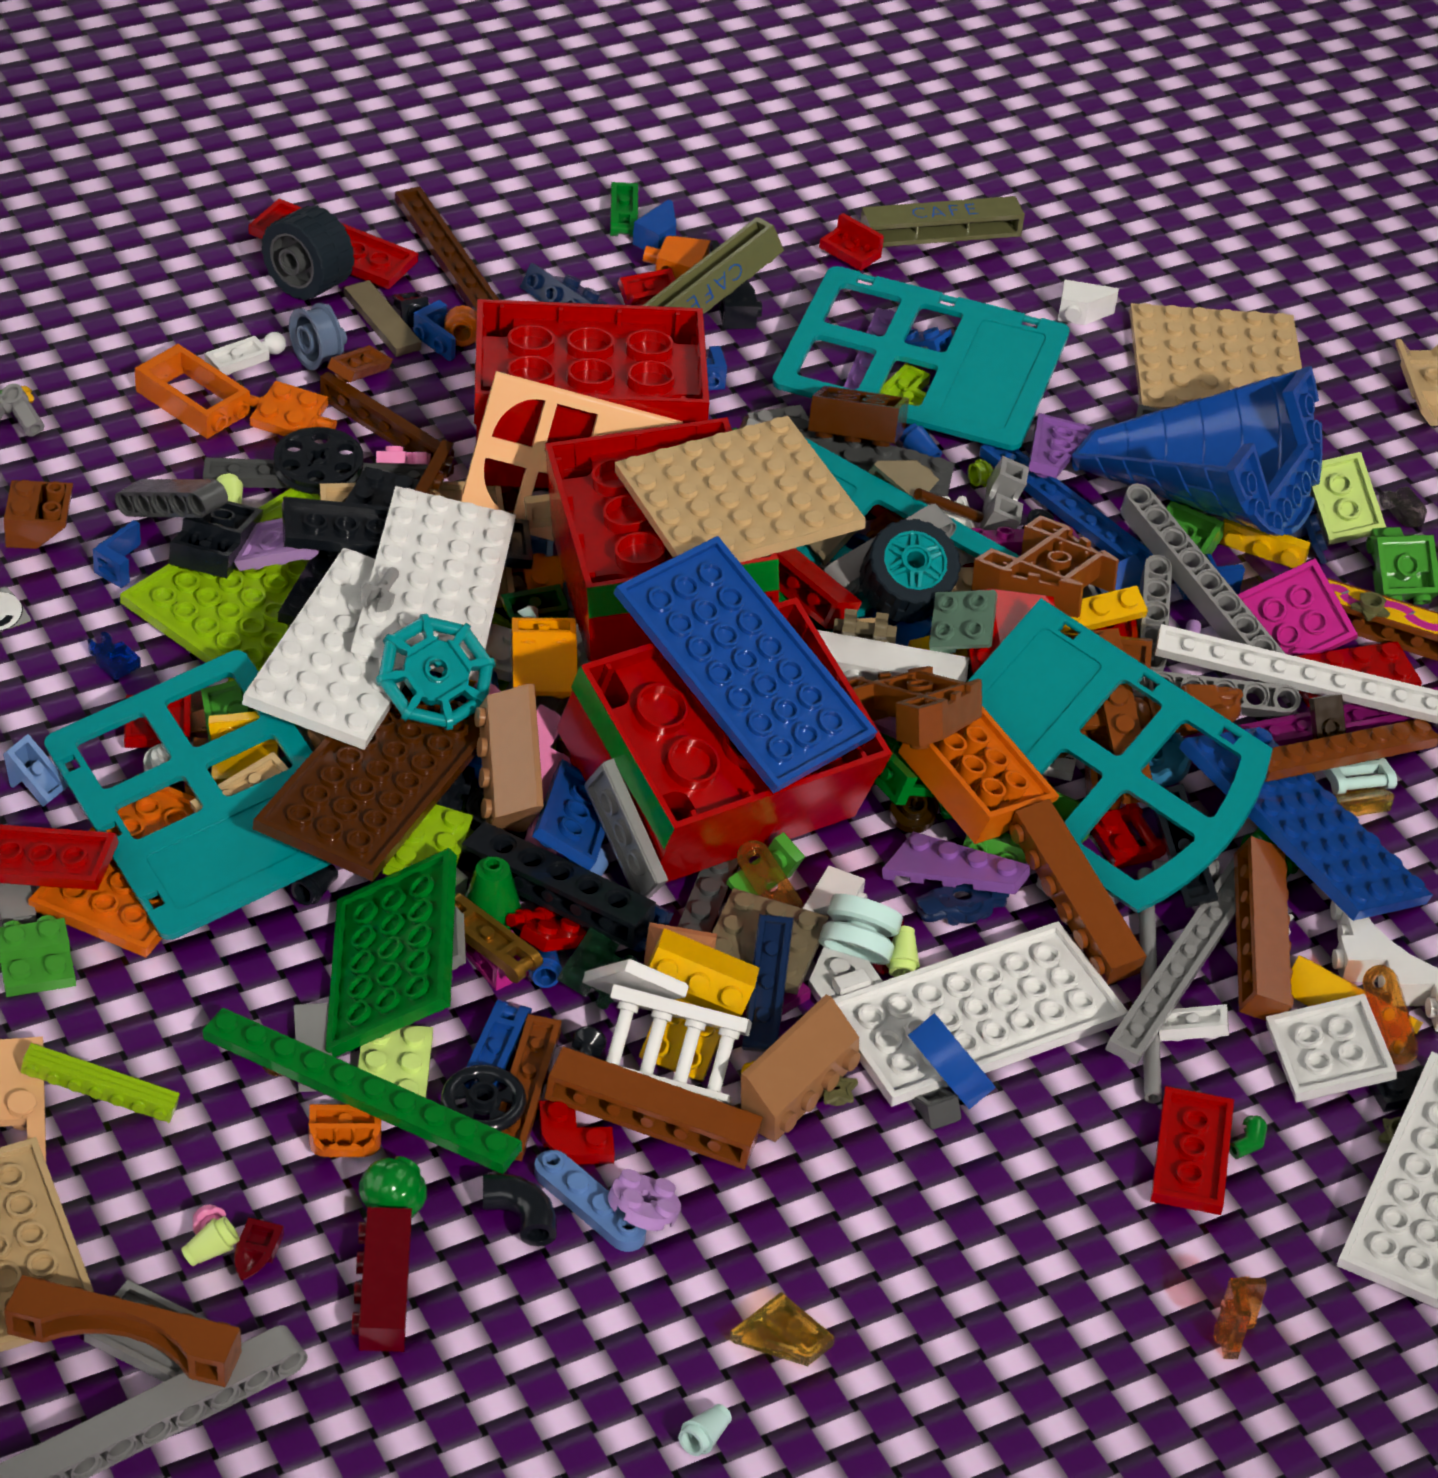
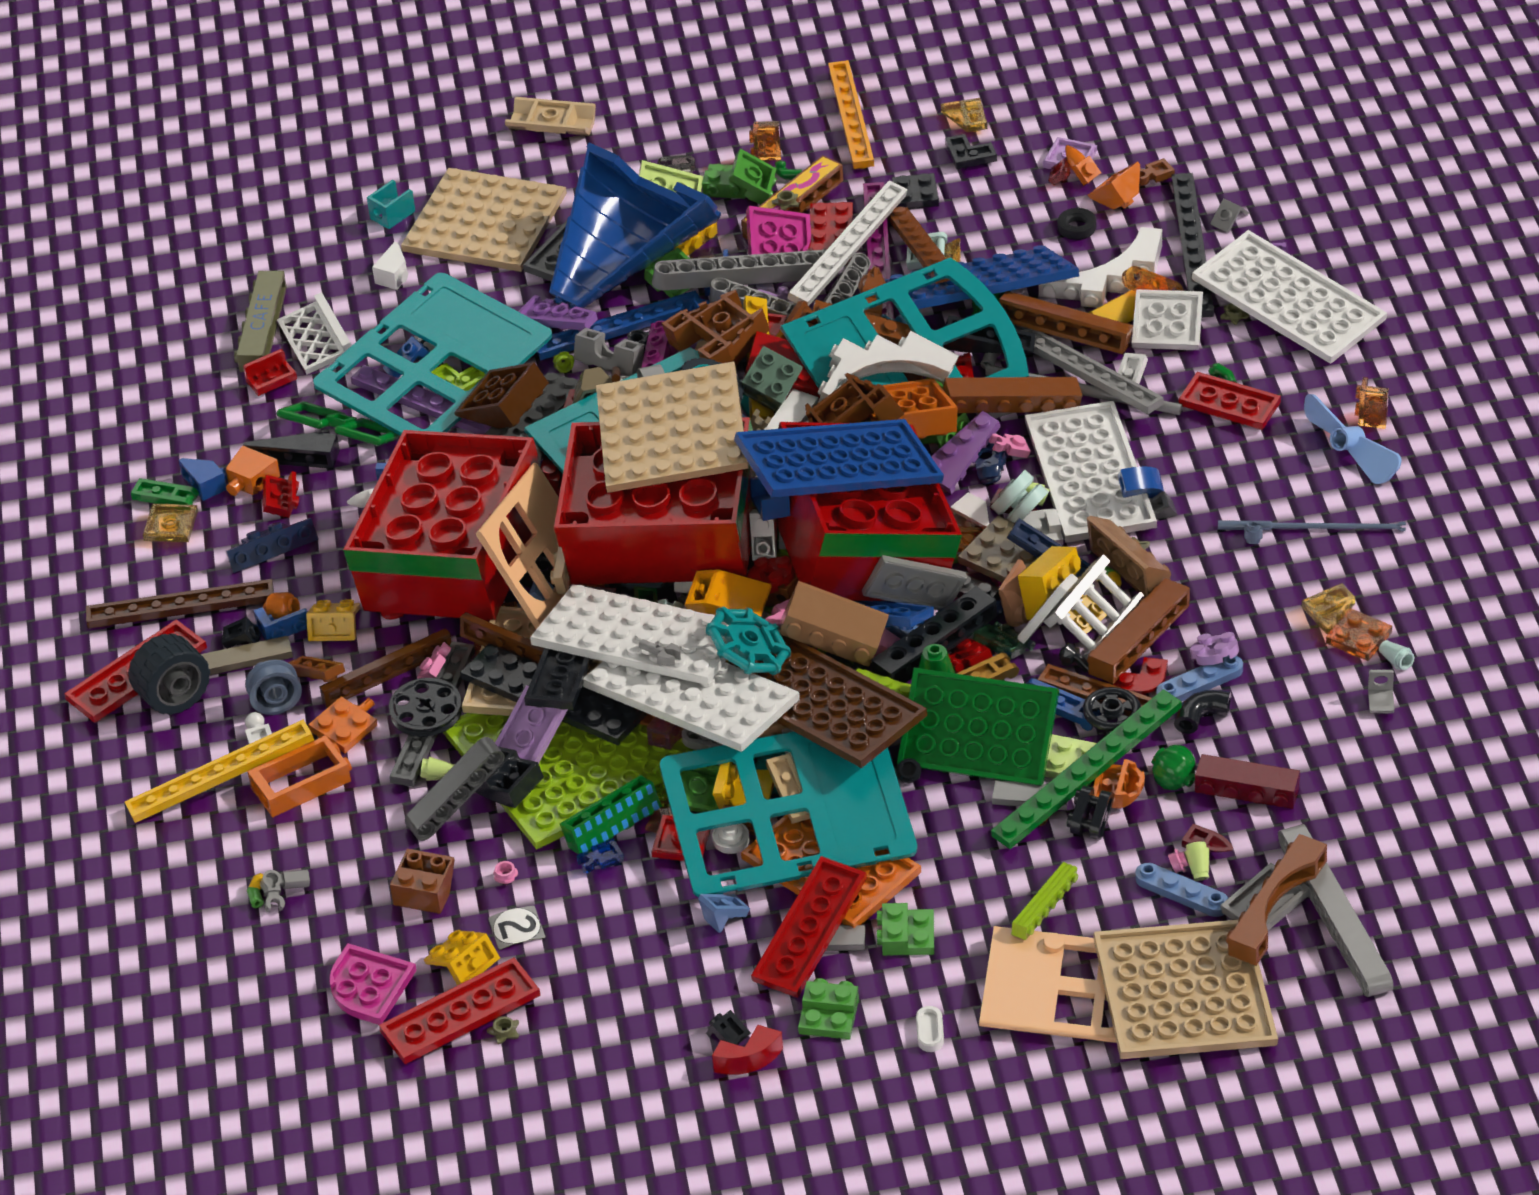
camera: 65 degrees left, 0 degrees up
(72, 581) = (505, 872): none -> bright pink plate
(110, 554) = (491, 848): blue bracket -> none
(164, 639) = (611, 815): none -> green brick
(165, 1235) = (1180, 889): none -> medium blue plate
(180, 327) = (219, 771): none -> yellow plate
(277, 1108) = (1084, 801): none -> black brick
(325, 912) = (908, 770): none -> black plate
(447, 363) = (332, 621): none -> yellow bracket
(578, 222) = (170, 522): none -> clear yellow plate
(609, 1422) = (1381, 695): none -> light grey bracket
(723, 268) = (311, 449): olive brick -> none
(742, 1379) = (1358, 634): none -> clear orange plate
(785, 307) = (343, 423): none -> green bar
(928, 1214) = (1254, 529): none -> sand blue piece
(964, 268) = (337, 341): none -> white fence
(993, 920) = (1013, 444): none -> bright pink plate
(1048, 717) = (911, 355): none -> white arch
(1158, 1308) = (1374, 459): none -> light blue piece
(1194, 278) = (390, 205): none -> teal piece
(1327, 716) = (890, 250): dark brown plate -> none

